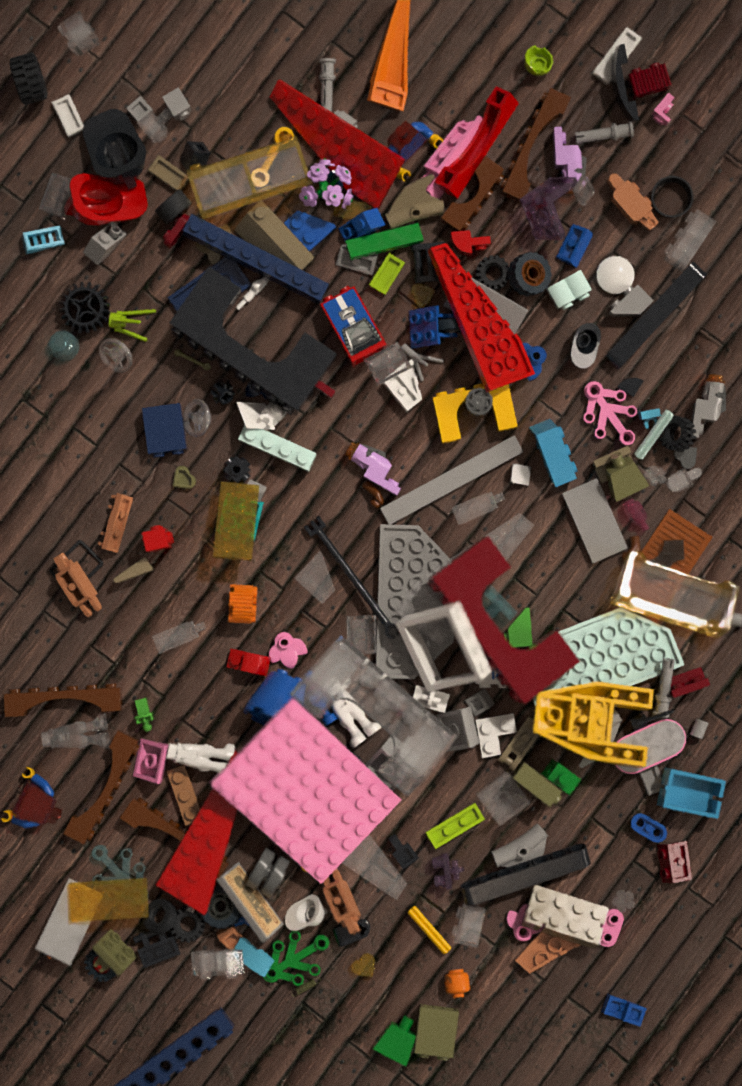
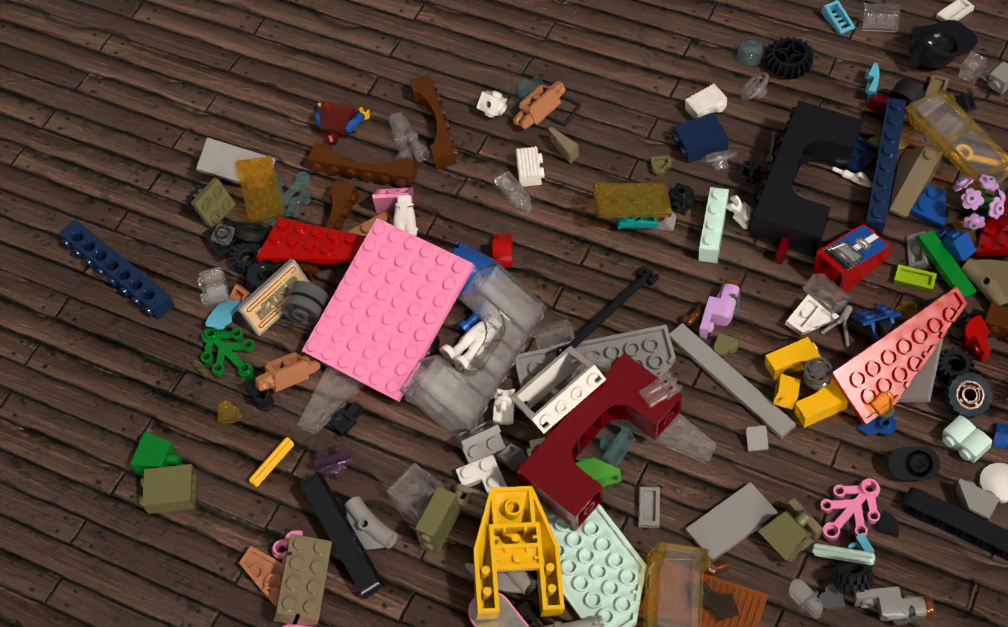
camera: 90 degrees right, 30 degrees down
(48, 590) = (526, 87): none -> clear light blue hair
(60, 634) = (492, 103): none -> white brick
(99, 202) = (889, 40): red piece -> none
(104, 243) = (852, 56): light grey slope -> none
(116, 522) = (603, 122): nougat plate -> none
(119, 320) = (786, 84): lime plant -> none
(121, 410) = (706, 102): none -> white brick
(138, 231) = (872, 77): none -> medium azure slope
(139, 108) = (988, 53): light grey plate -> none
(144, 714) = (434, 182): bright green piece -> none
(152, 613) = (528, 166): none -> white brick
(155, 946) = (223, 234): none -> clear tile
(157, 539) = (597, 150): red brick -> none
(241, 604) = (556, 227): orange brick -> none
(250, 413) = (737, 188): white sticker -> none
(288, 652) = (520, 273): bright pink plate -> none
(305, 913) = (270, 348): white piece -> none
(316, 578) = (597, 286): clear wing -> none
(413, 474) = (725, 344): none -> olive tile
(455, 825) = (380, 459): lime plate -> none
(456, 983) = (220, 497): orange head -> none
(469, 925) = (281, 495): clear brick -> none
(476, 507) = (710, 407): clear hinge -> none
(482, 553) = (659, 391): none -> clear arm
(483, 434) = (786, 391): none -> yellow brick
(522, 352) = (883, 404): none -> clear yellow tile
(554, 452) = (789, 460): dark azure wedge -> none
(561, 777) = (450, 544): green torso -> none
(562, 589) = (649, 507): none -> light grey tile
(635, 513) = (751, 559): clear pink plant -> none
(655, 475) = (800, 569): clear plant -> none

